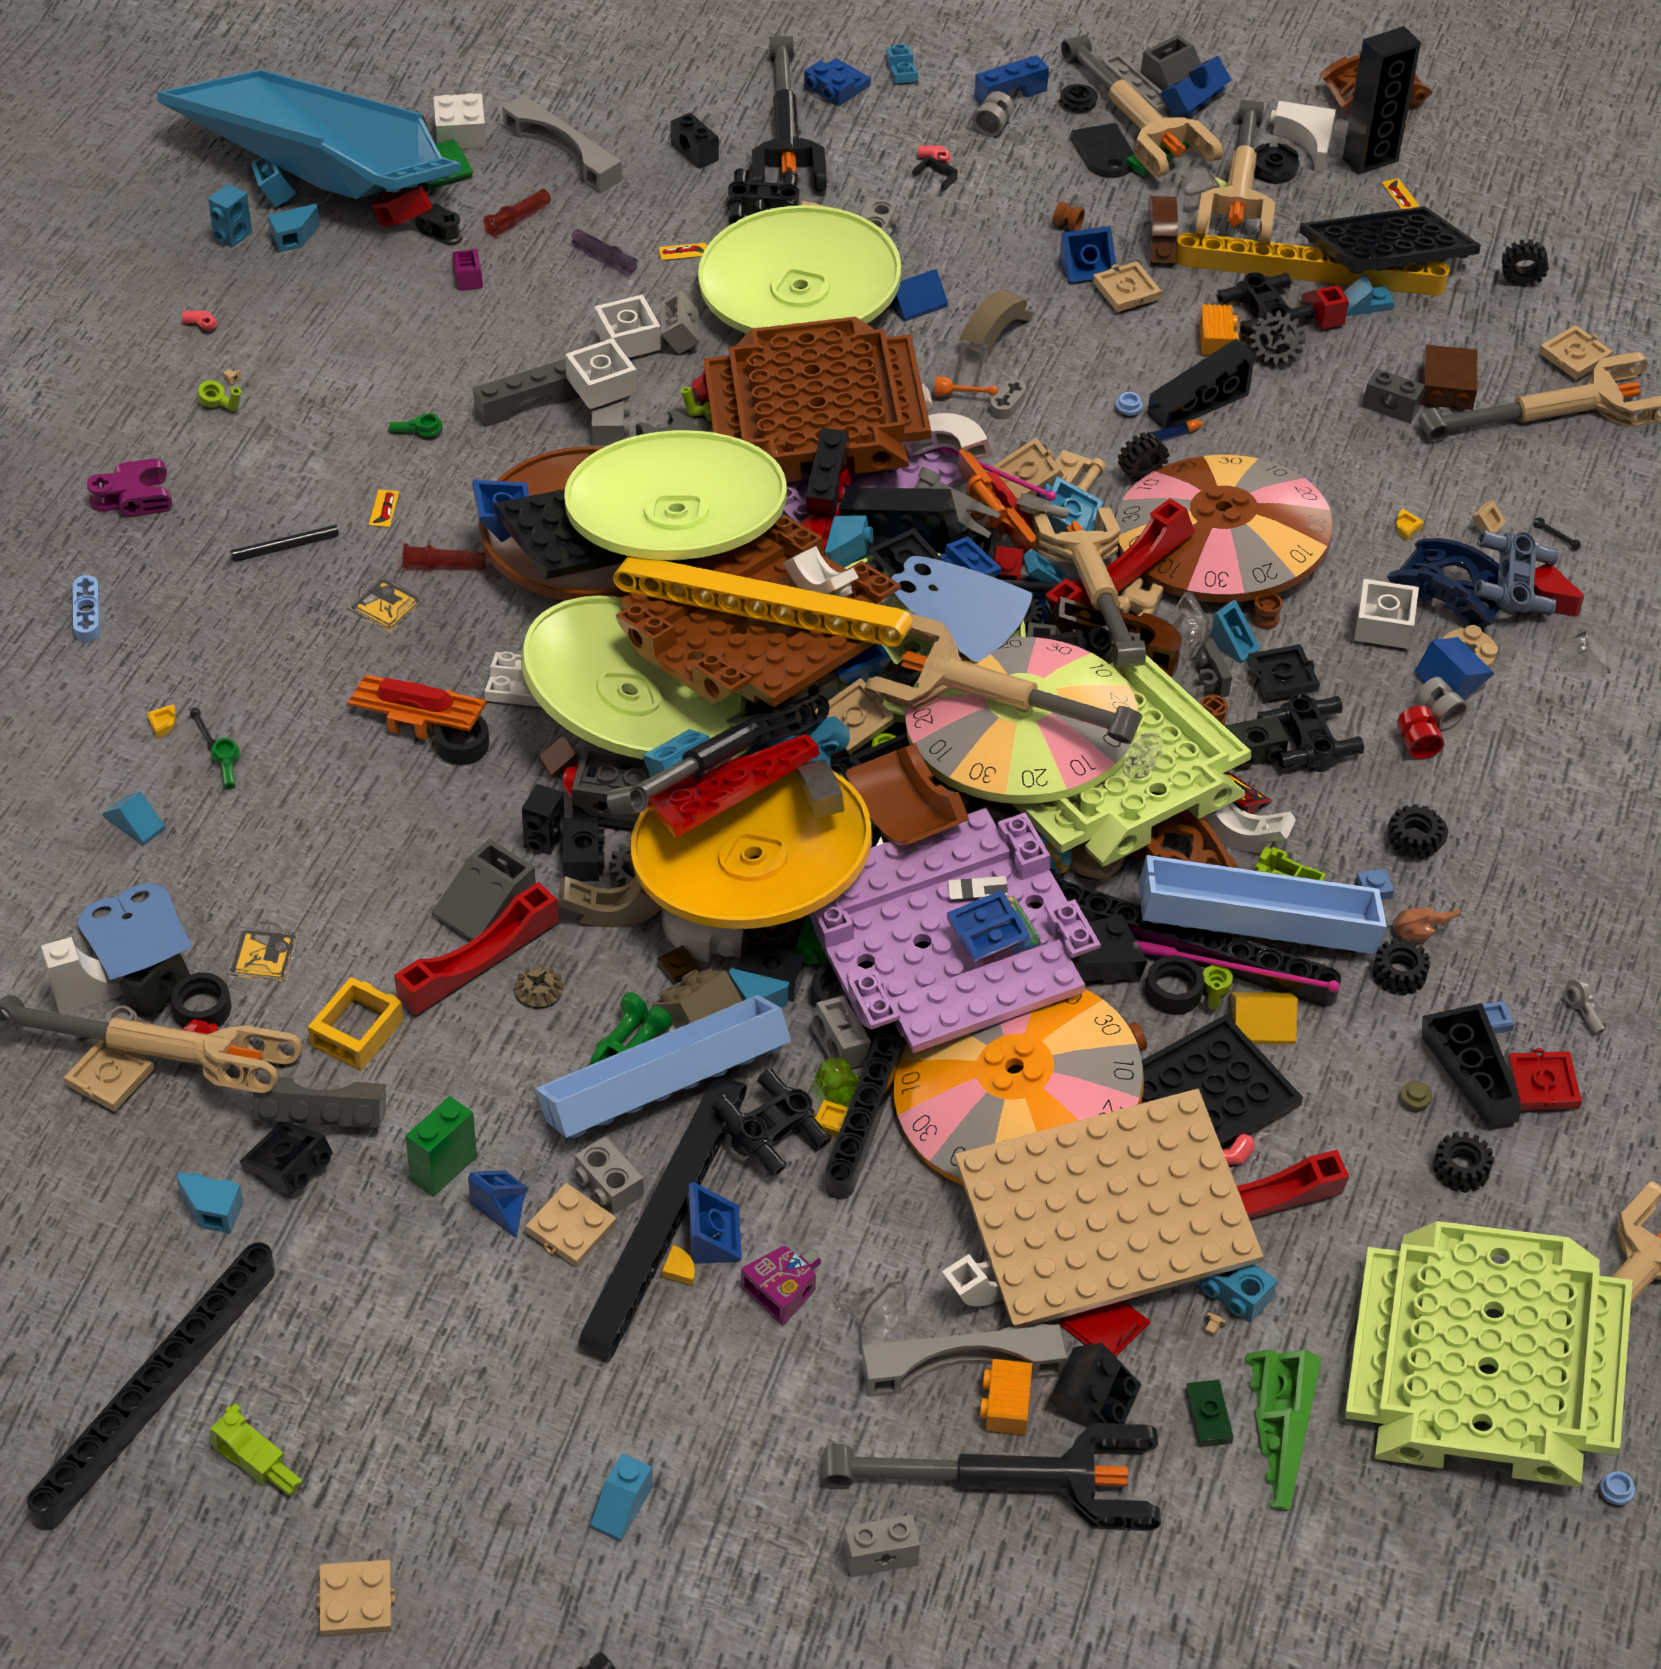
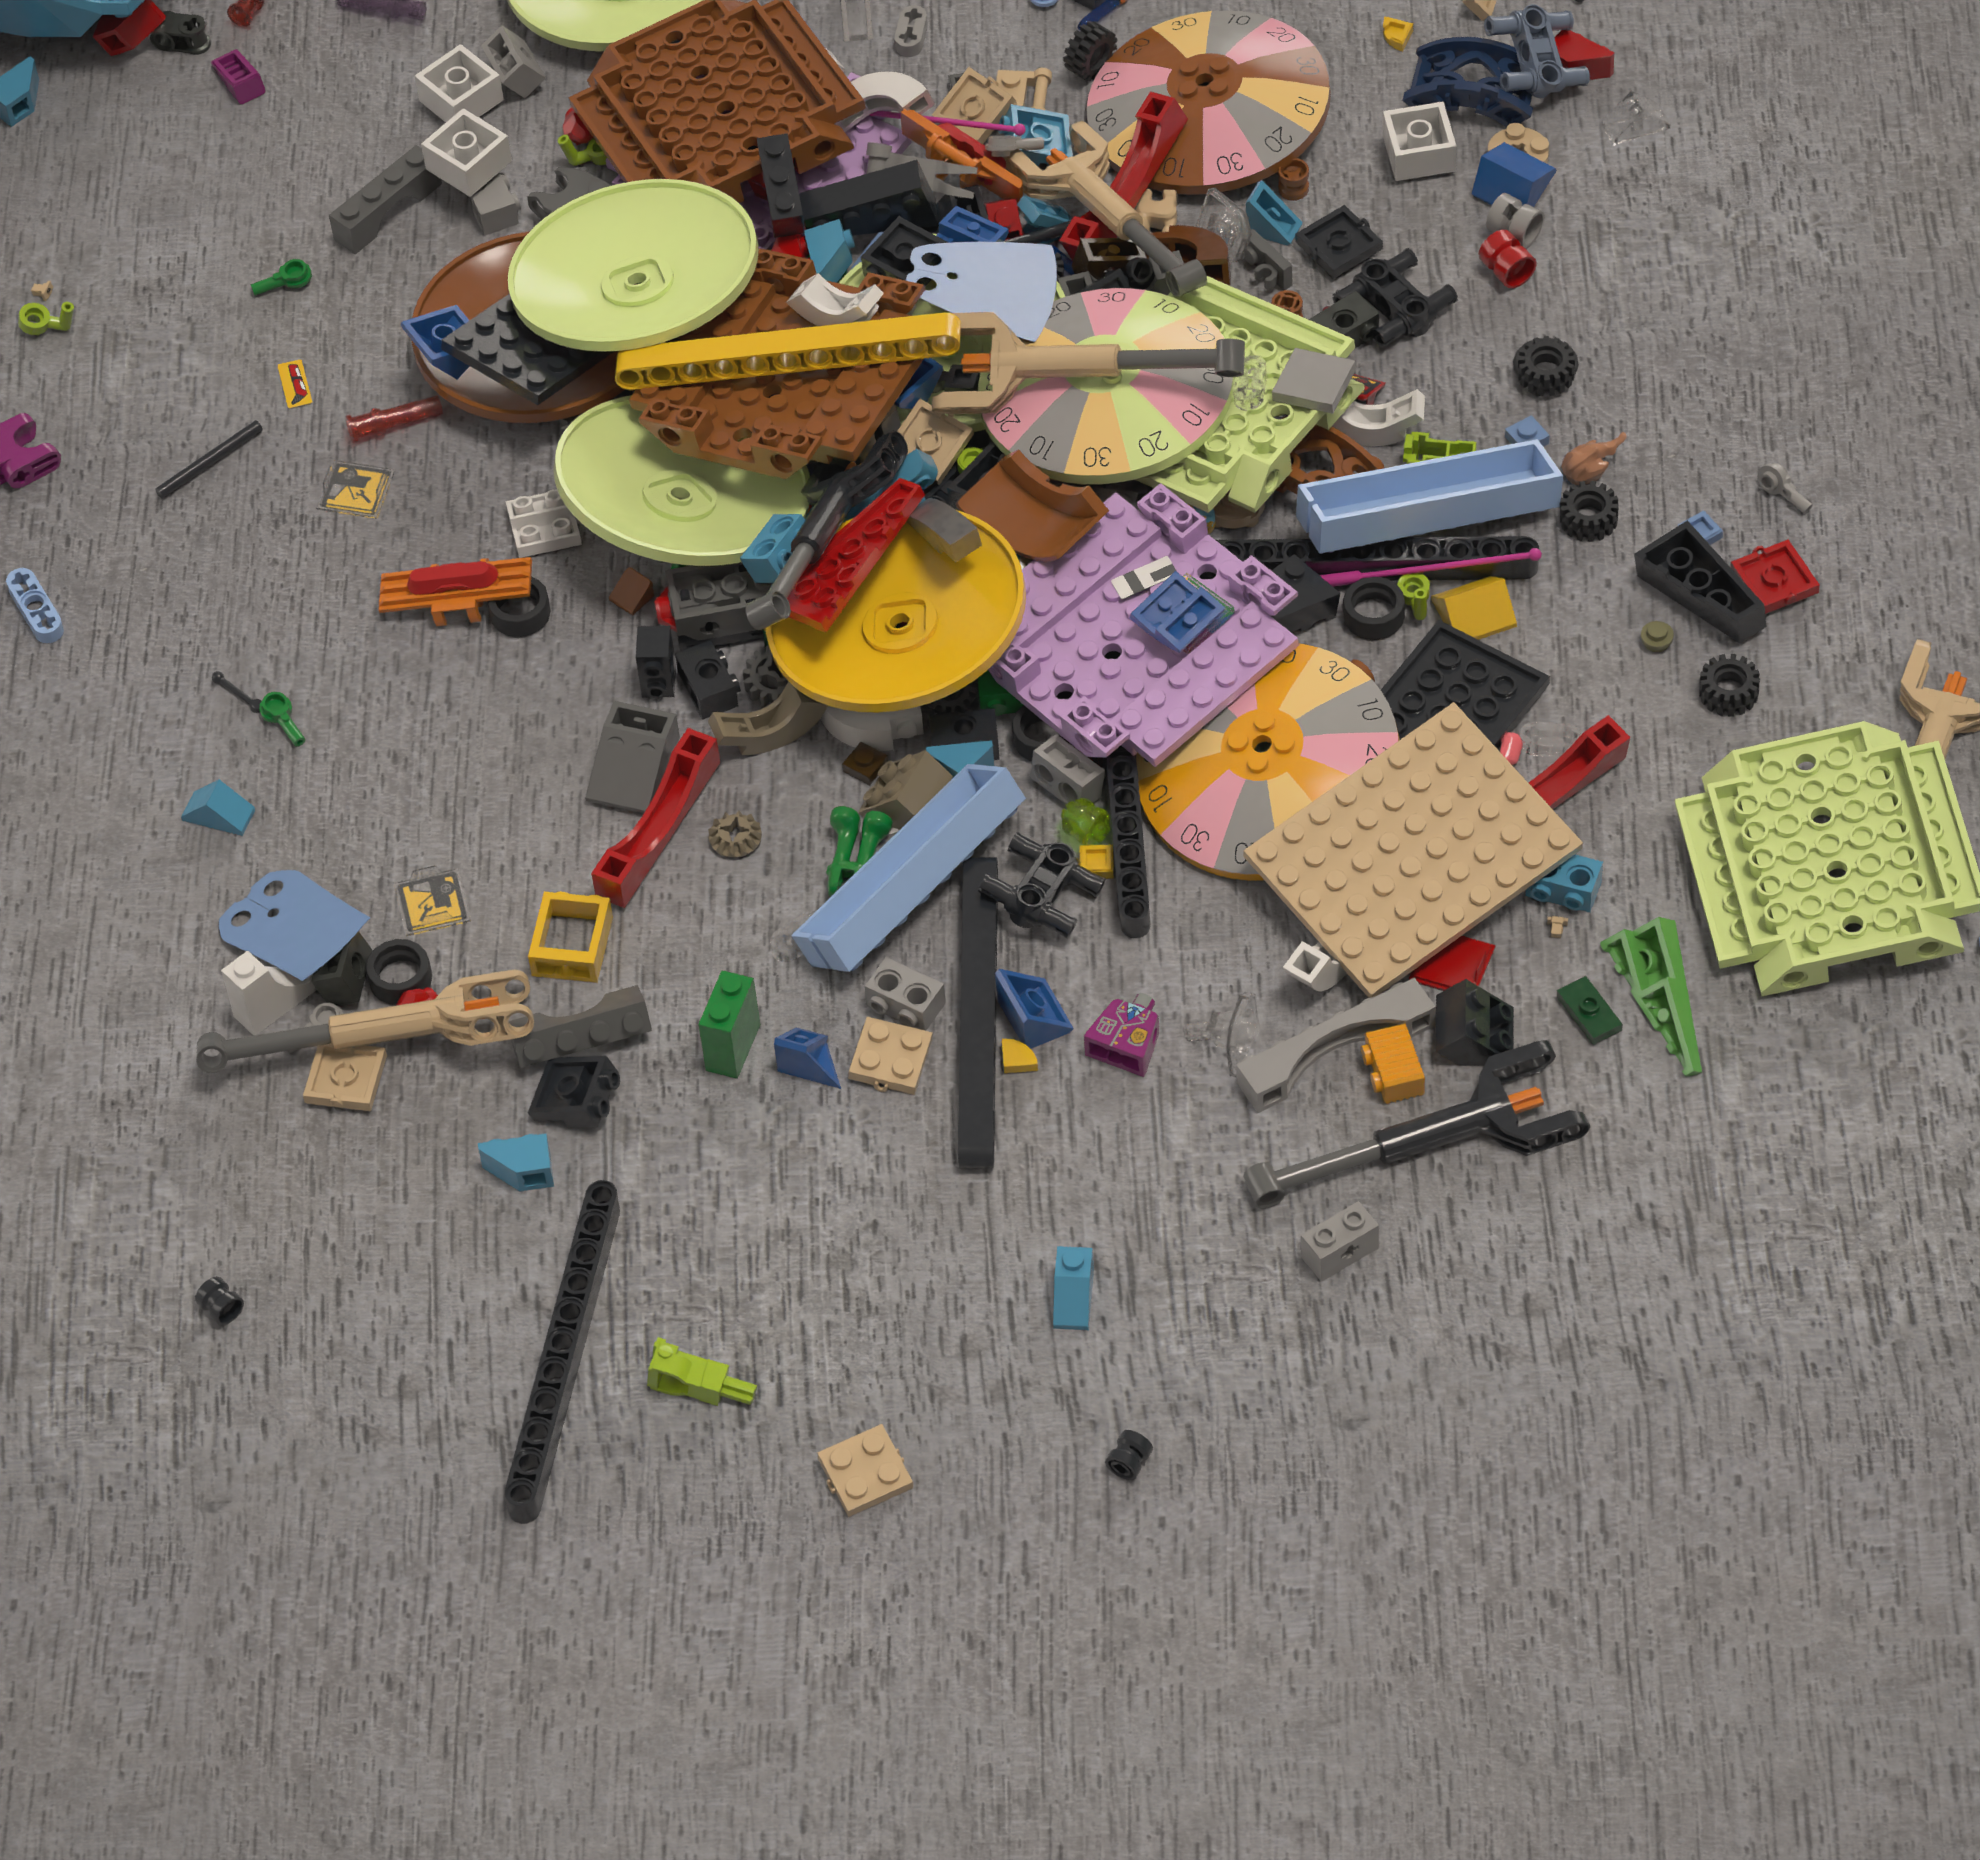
camera: 15 degrees left, 5 degrees up
(162, 720) = (187, 697): yellow tile -> none
(945, 387) = (838, 39): orange hinge -> none
(1198, 772) = (1314, 380): none -> light grey tile

